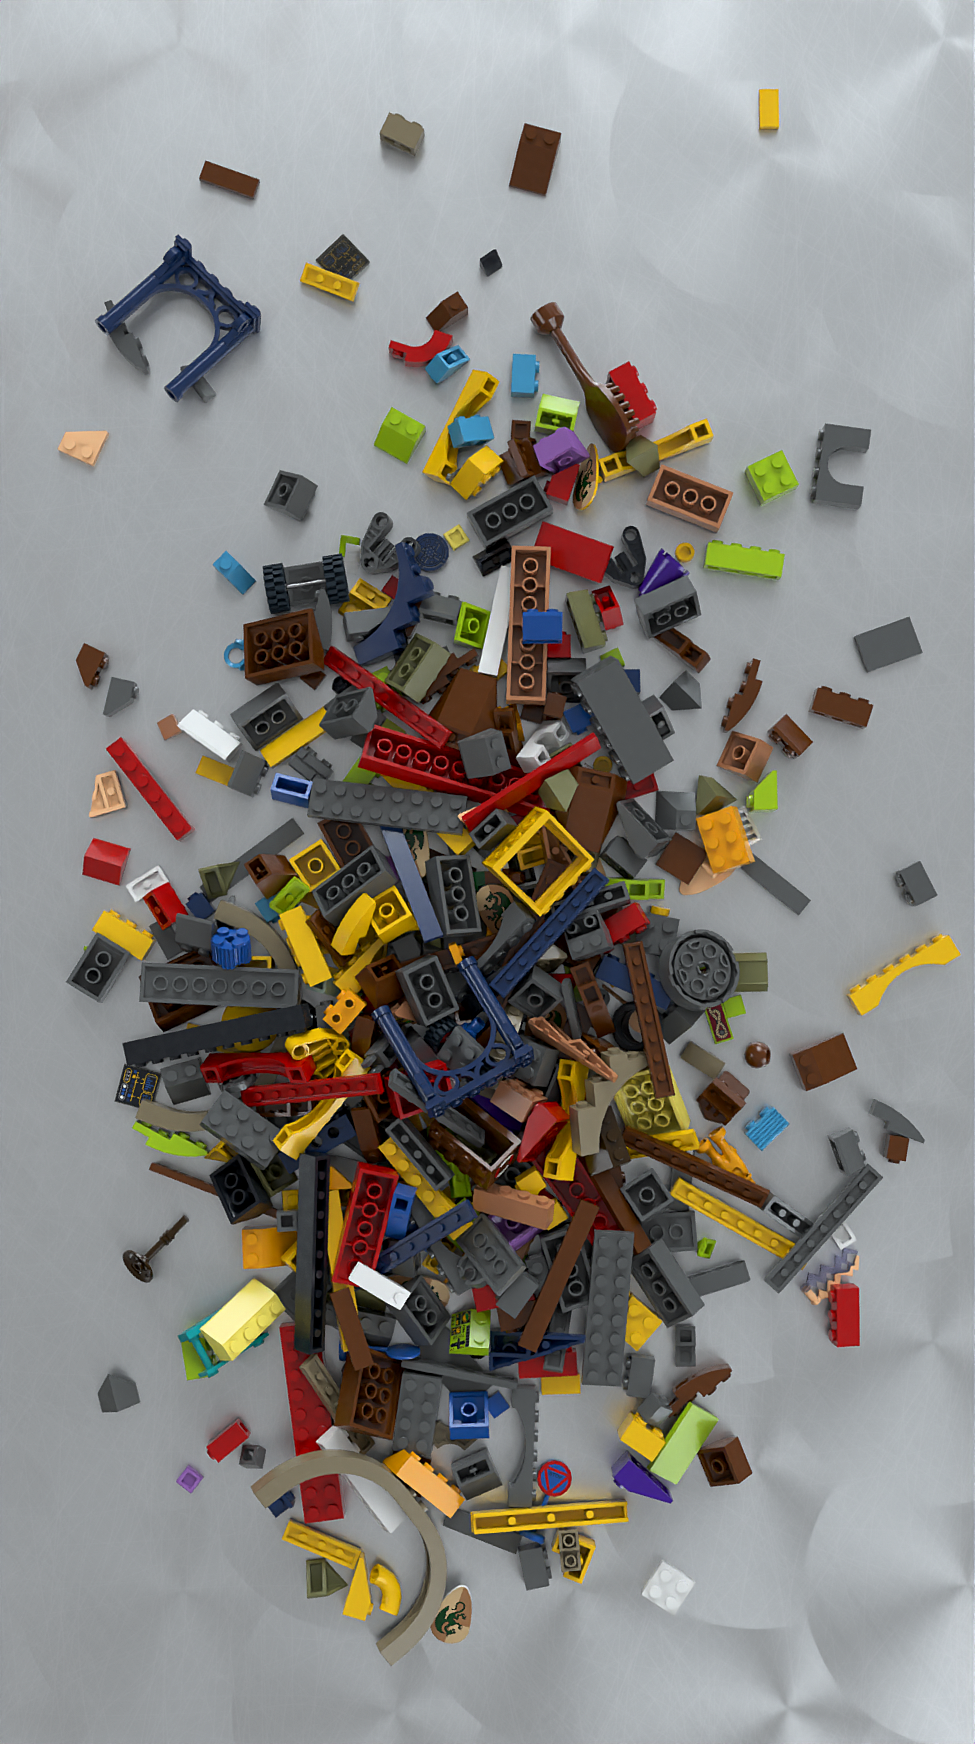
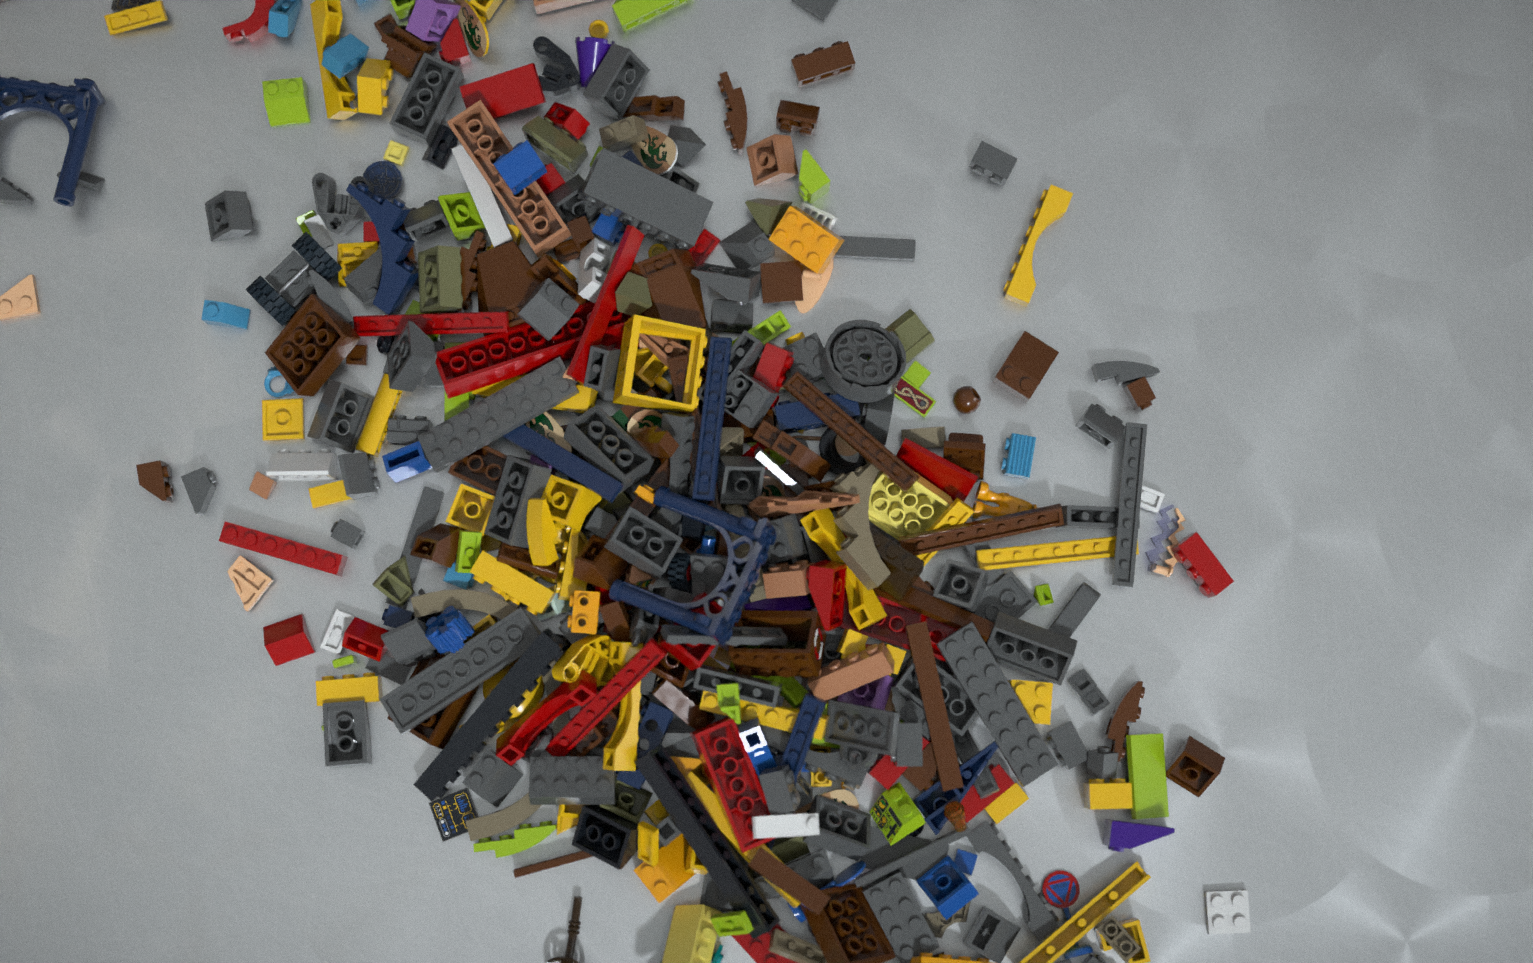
camera: 35 degrees left, 5 degrees down
(136, 910) = (345, 661): none -> lime tile
(207, 812) = (347, 533): none -> dark grey brick
(221, 686) = (283, 419): none -> yellow tile
(266, 1219) = (648, 843): none -> yellow tile
(286, 1327) = (731, 923): none -> lime plate
(394, 1255) = (779, 789): none -> dark grey brick
(405, 1161) = (730, 700): none -> lime slope
(492, 920) = (655, 441): none -> reddish brown slope
(514, 1368) = (956, 815): none -> clear orange cone
(531, 875) = (663, 384): none -> yellow tile
(644, 652) = (623, 133): none -> dark tan brick
(658, 681) = (657, 152): none -> shield
(694, 1095) = (937, 470): none -> red tile

